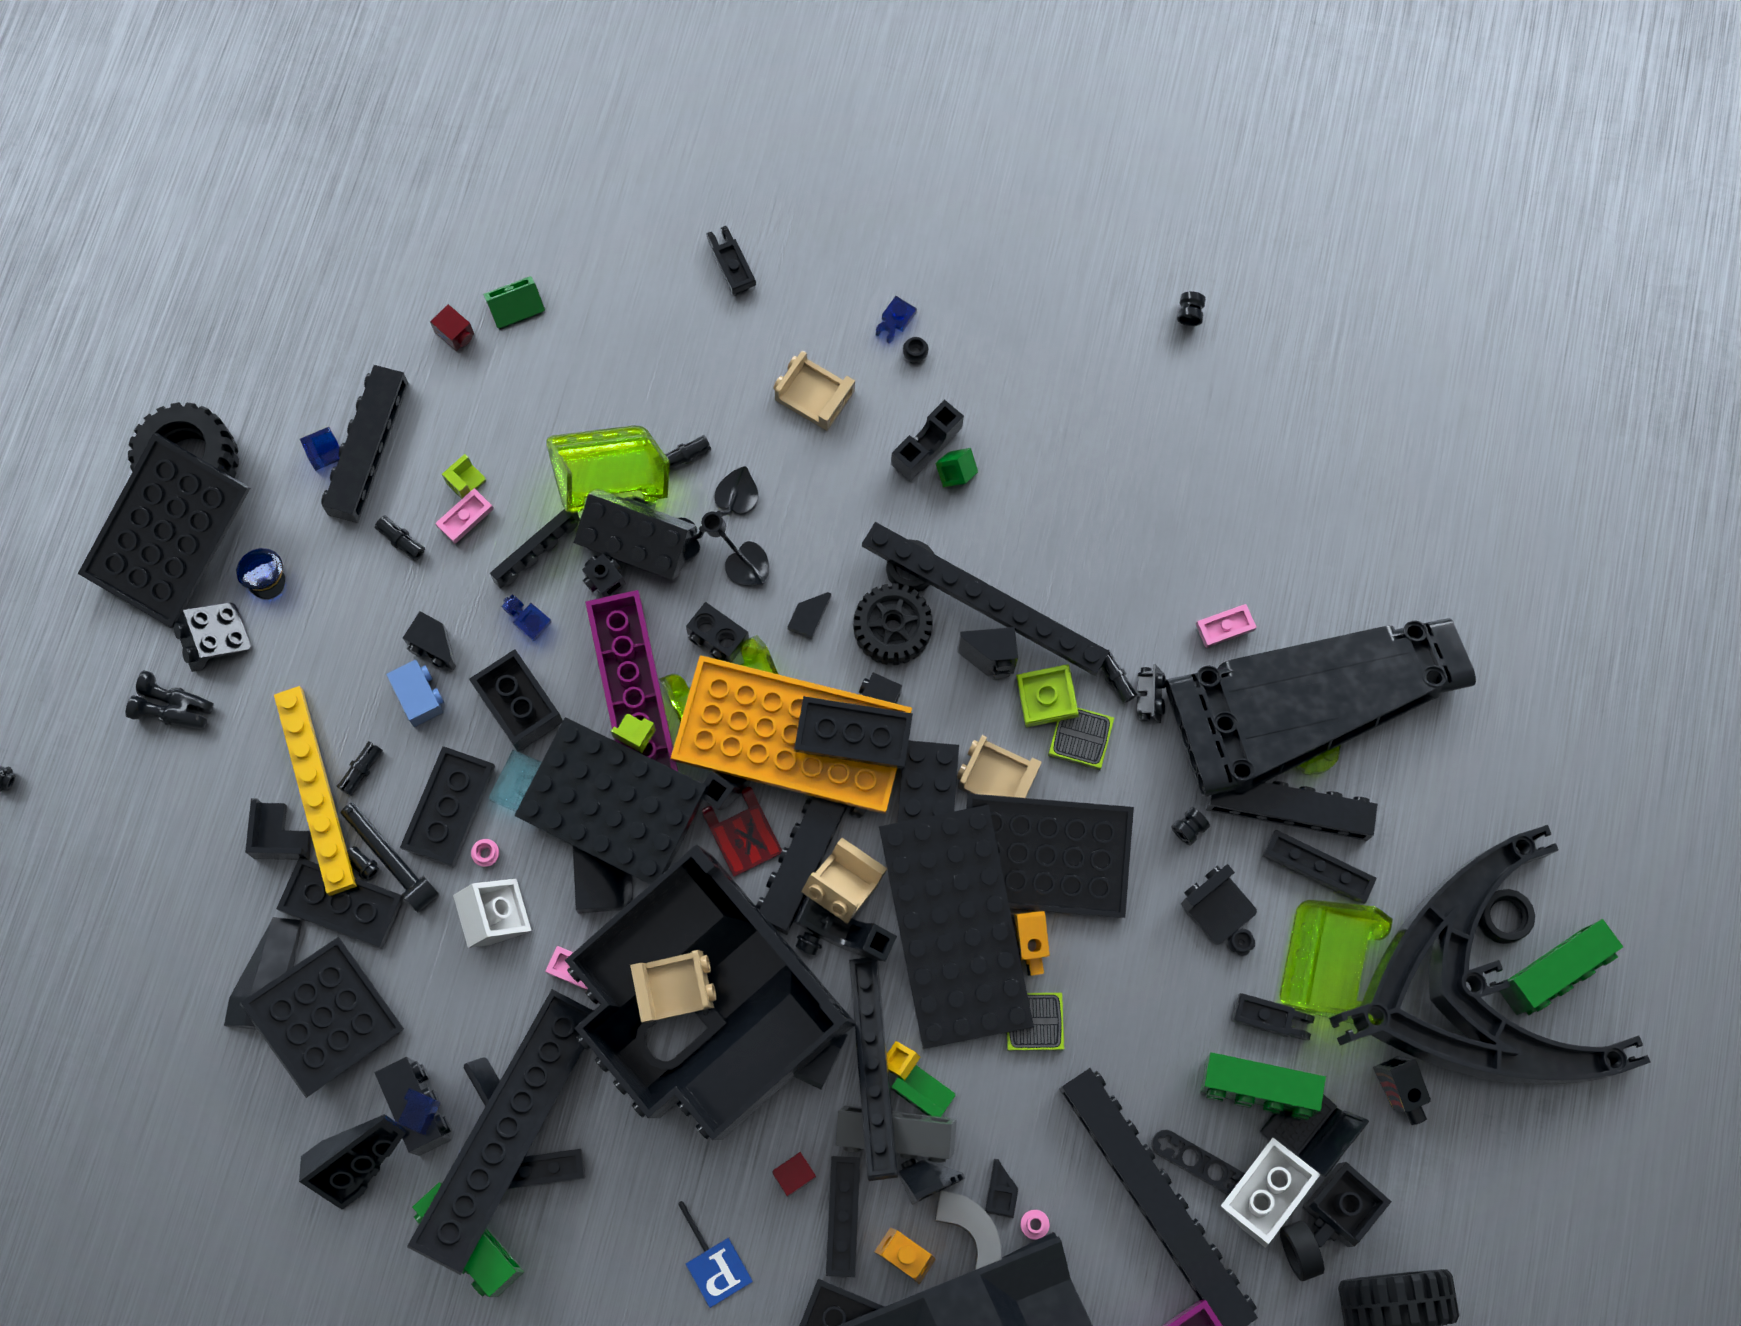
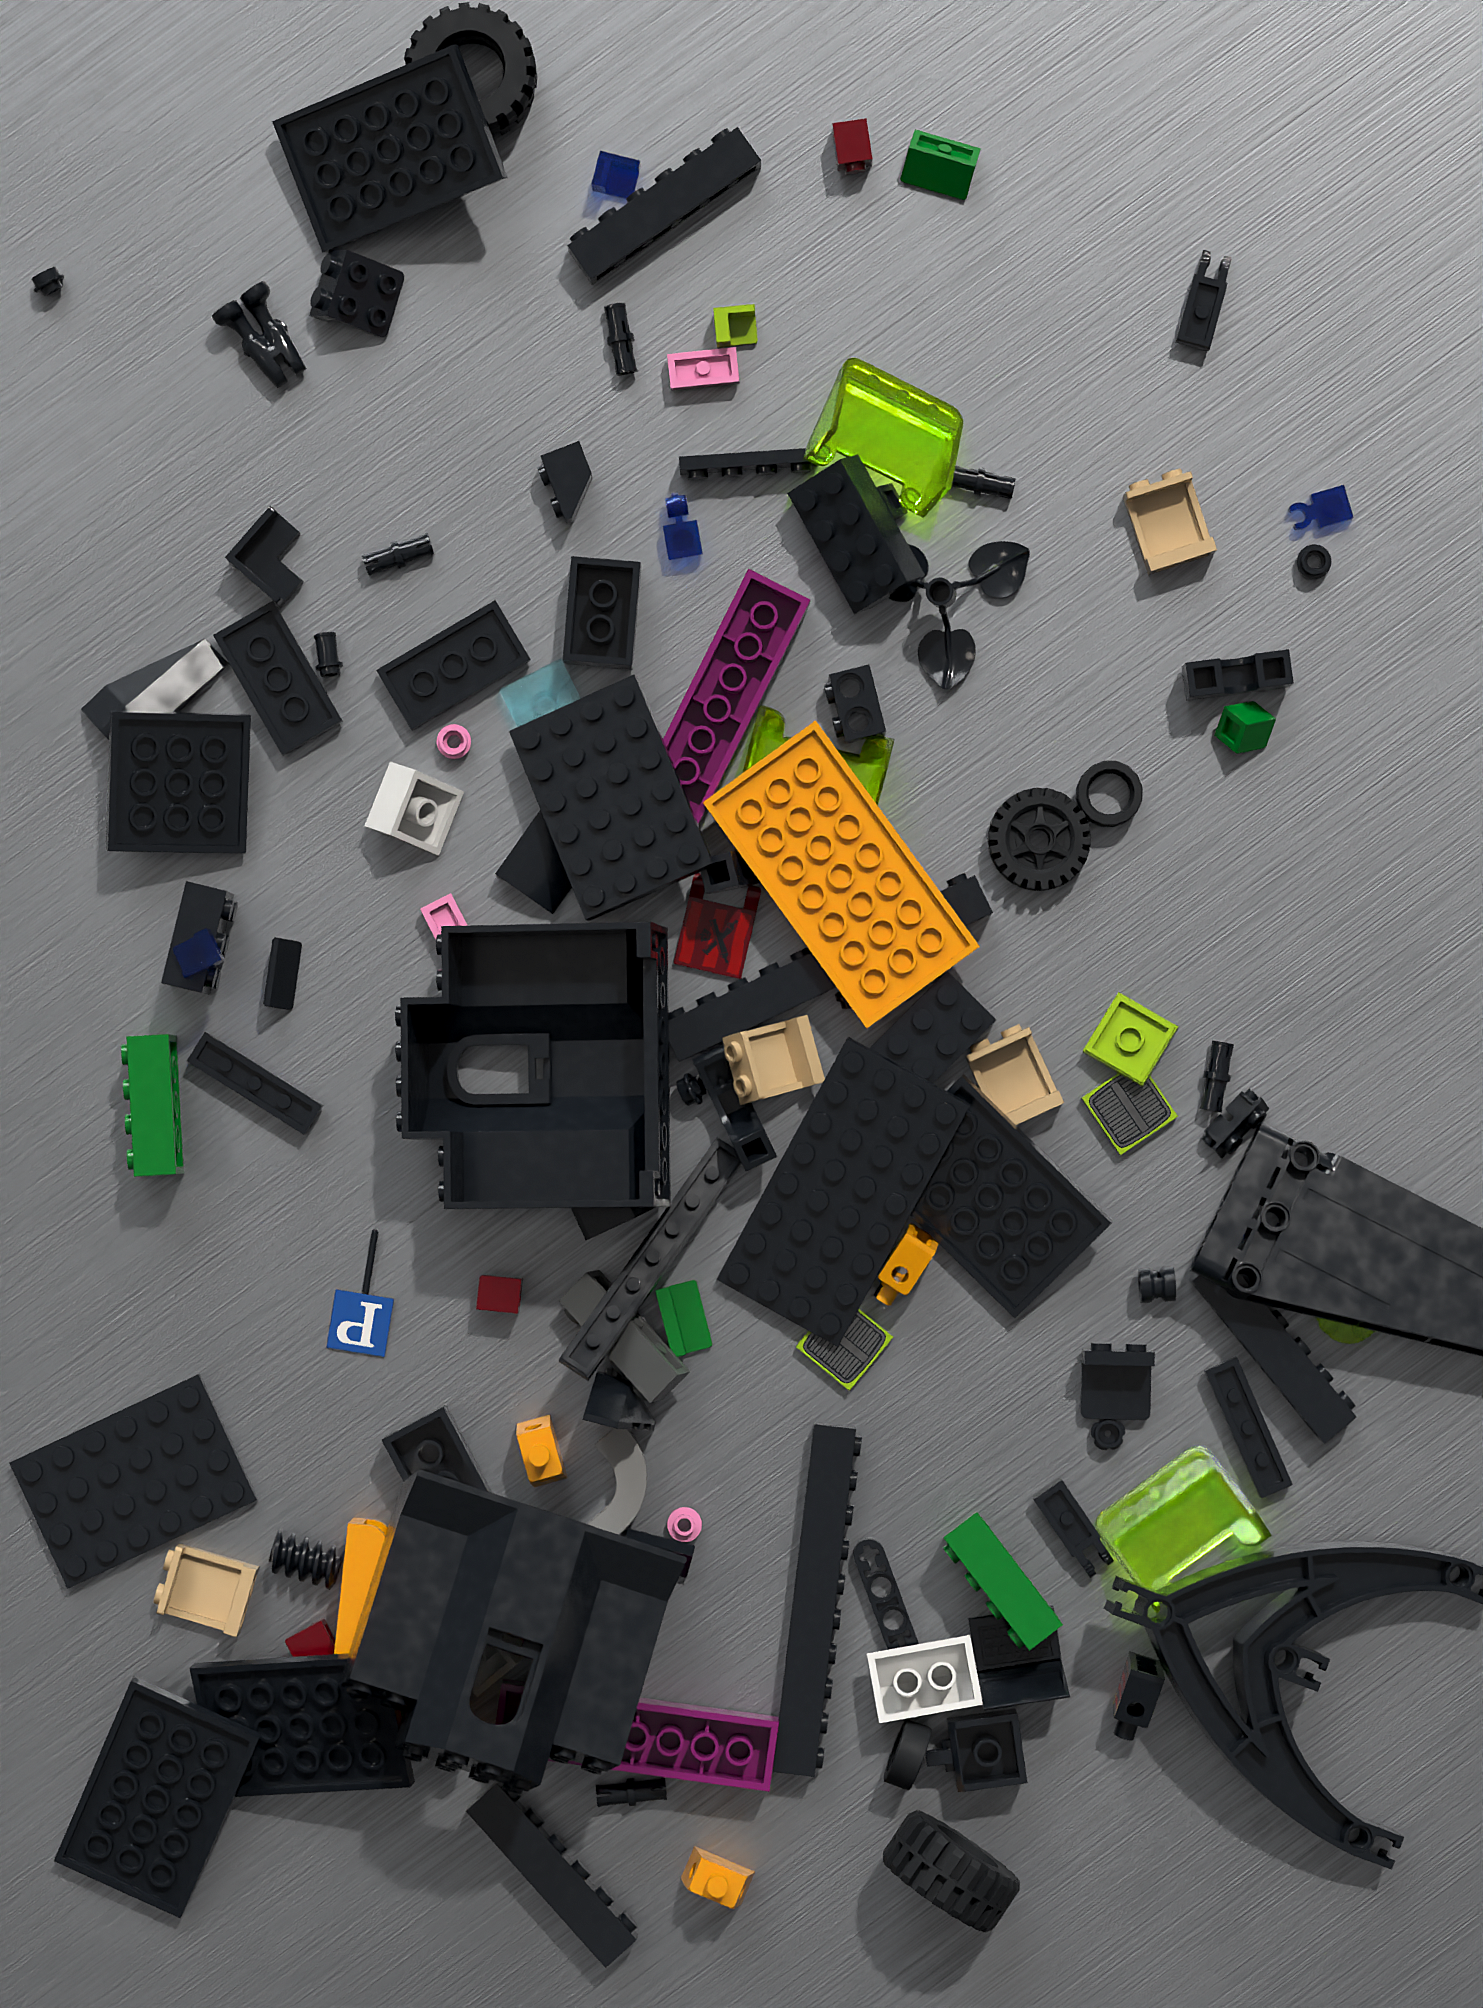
camera: 45 degrees right, 15 degrees up
(261, 573) = (455, 264): clear blue piece -> none
(315, 791) = (338, 542): yellow plate -> none
(347, 1161) = (99, 941): black wedge -> none
(415, 692) = (511, 521): medium blue brick -> none
(417, 891) = (360, 729): black piece -> none
(502, 1136) = (265, 1035): black plate -> none
(603, 575) = (794, 563): black brick -> none
(634, 732) = (688, 746): lime panel -> none
(673, 986) = (525, 1030): tan panel -> none
(808, 615) = (964, 759): black tile -> none
(843, 1216) = (513, 1369): black plate -> none
(853, 732) = (899, 926): black plate -> none
(901, 1060) = (686, 1272): yellow plate -> none
(985, 598) = (1150, 891): black plate -> none
(990, 650) = (1110, 951): black slope -> none
(1001, 1192) = (678, 1470): black tile -> none
(1226, 625) = (1372, 1117): bright pink plate -> none
(1525, 908) = (1386, 1651): black tyre -> none
(1562, 968) = (1388, 1714): green brick -> none

